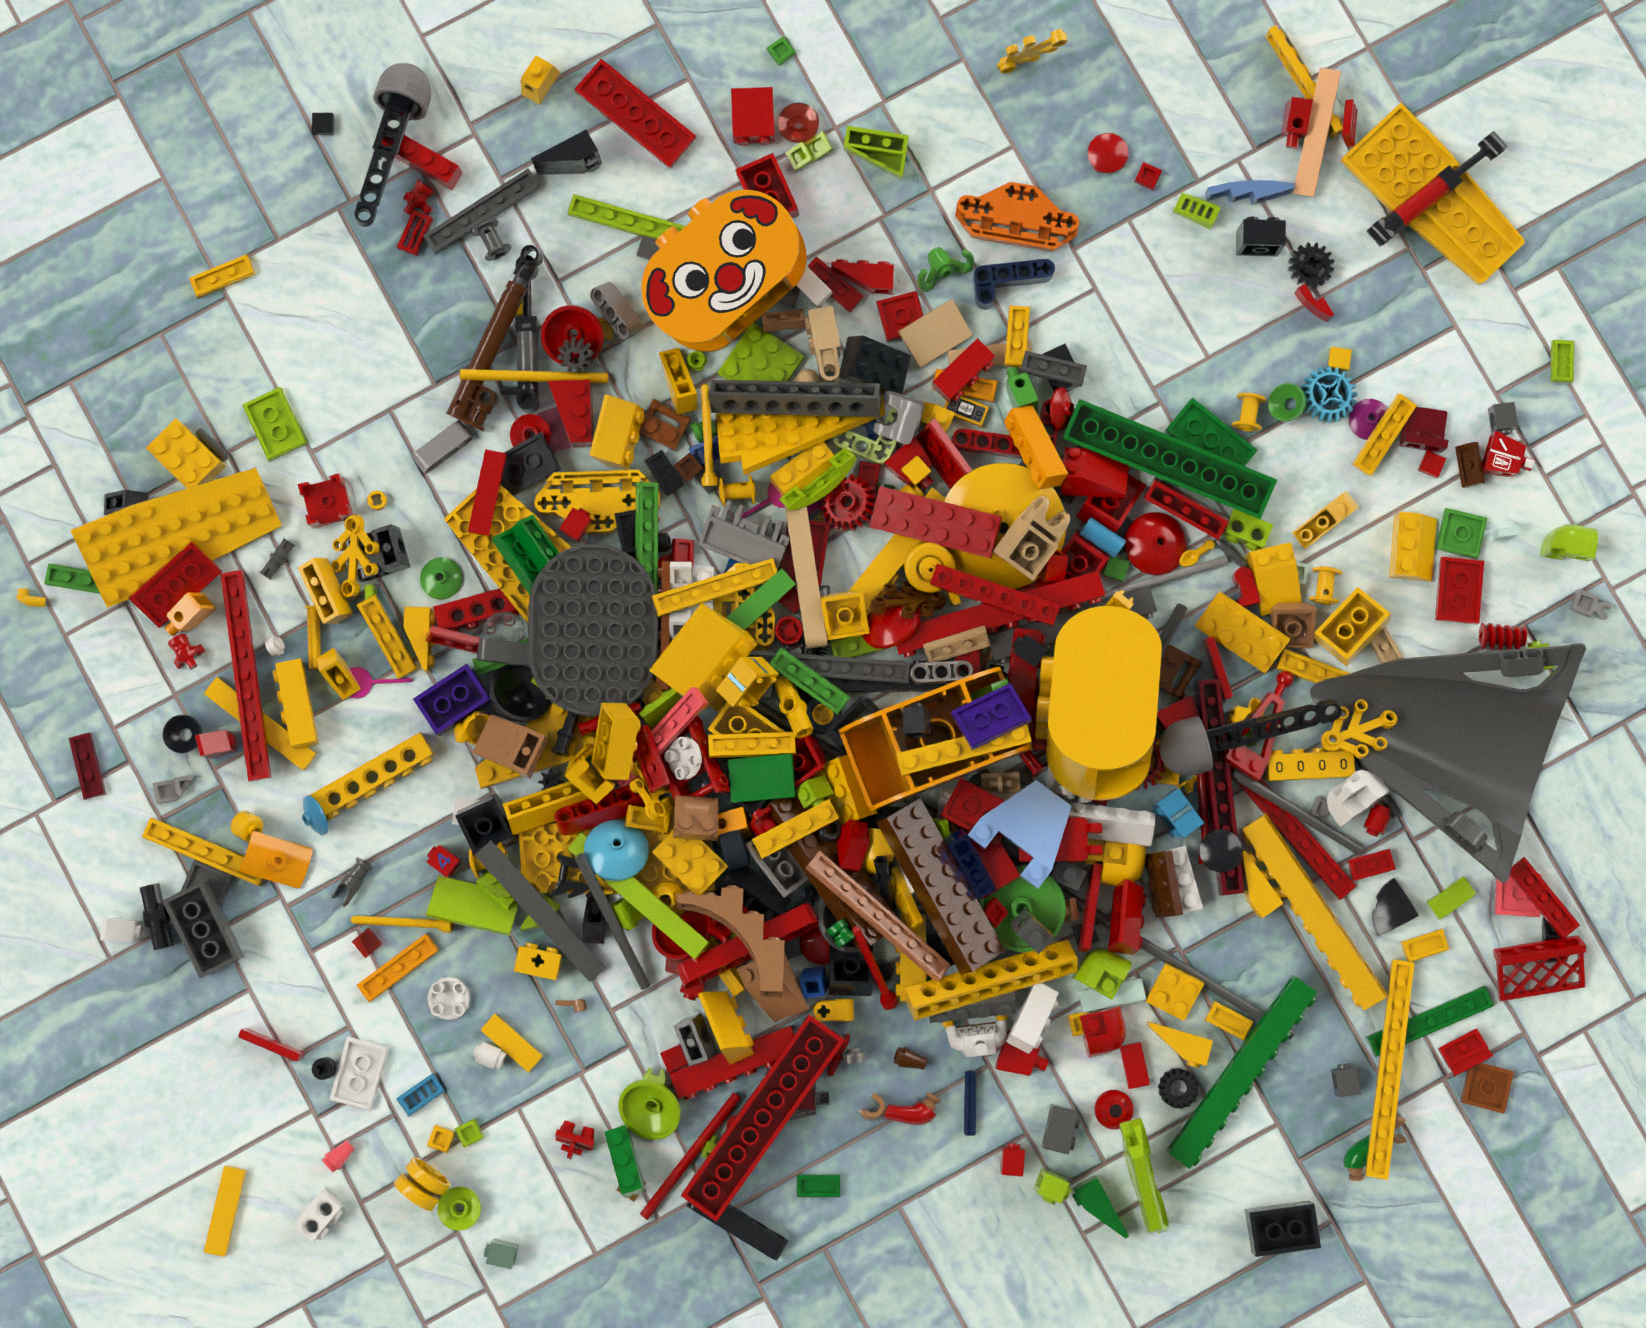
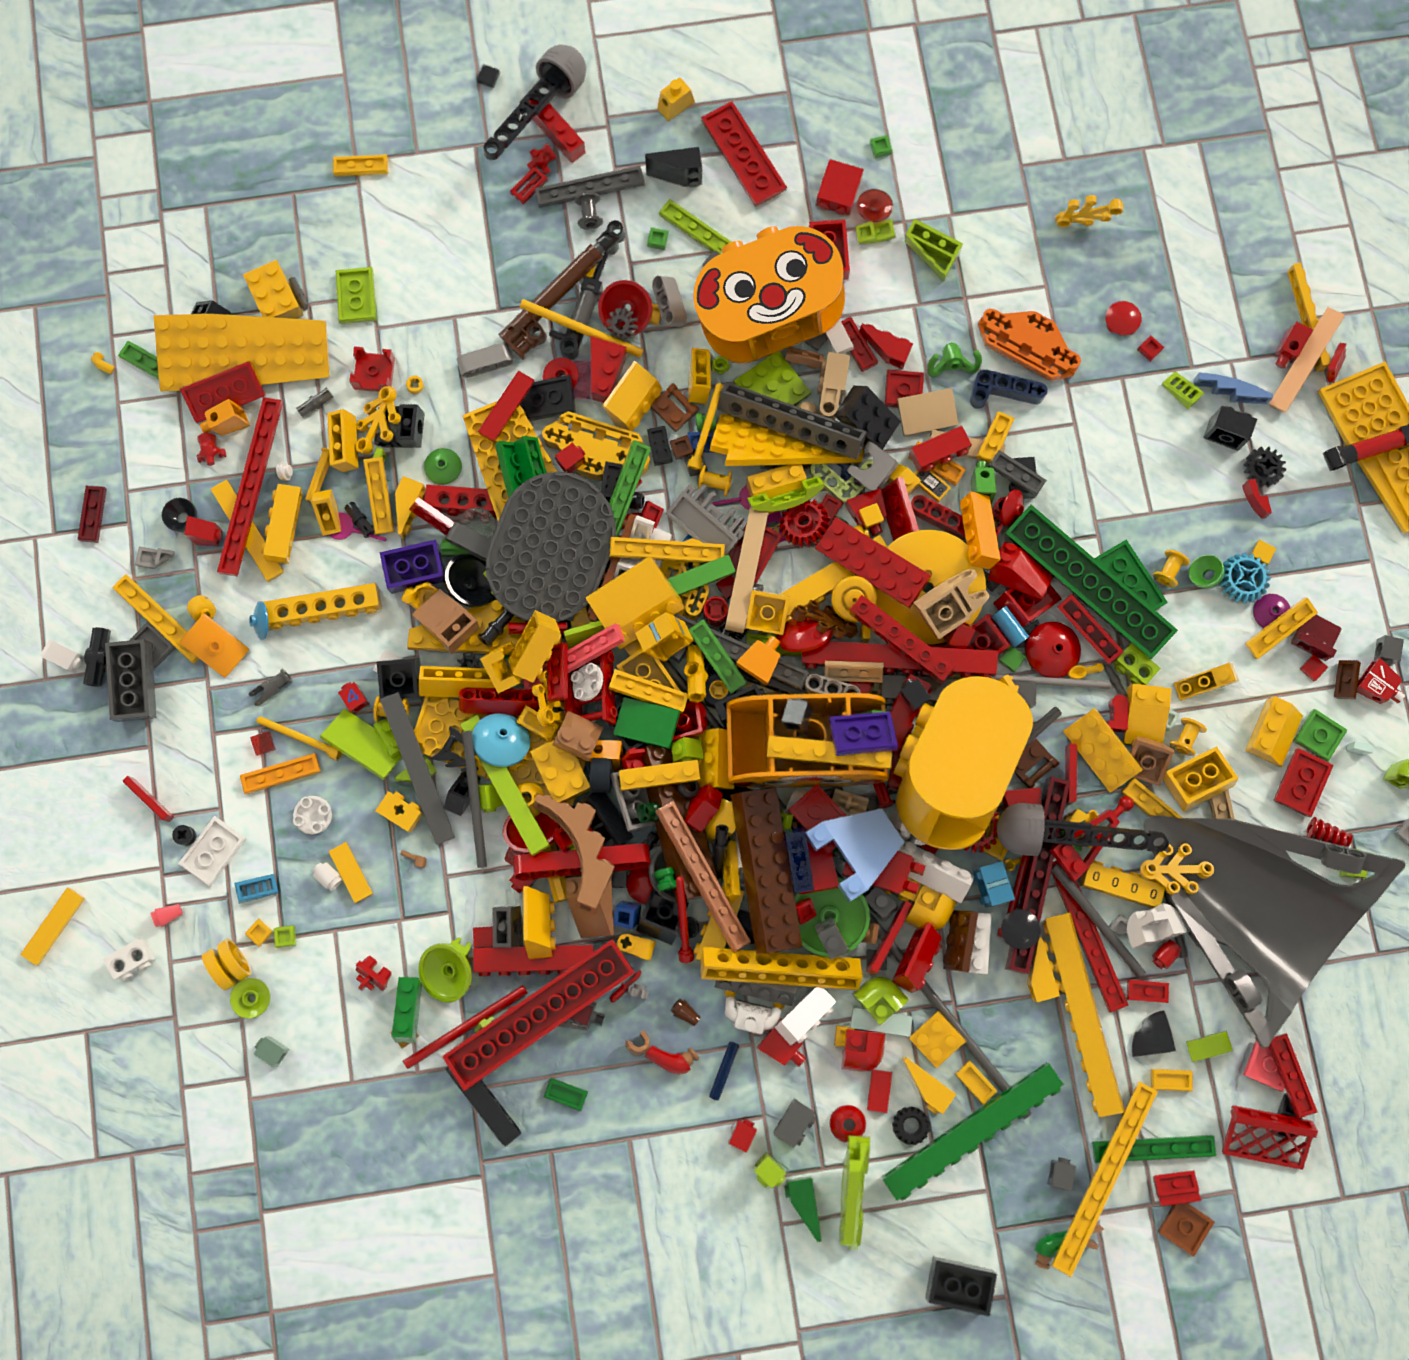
camera: 15 degrees right, 5 degrees down
(375, 669) = (359, 519): none -> black pin
(577, 242) = (657, 238): none -> bright green tile
(796, 870) = (647, 813): none -> dark green wheel
(856, 668) = (760, 660): none -> light orange torso

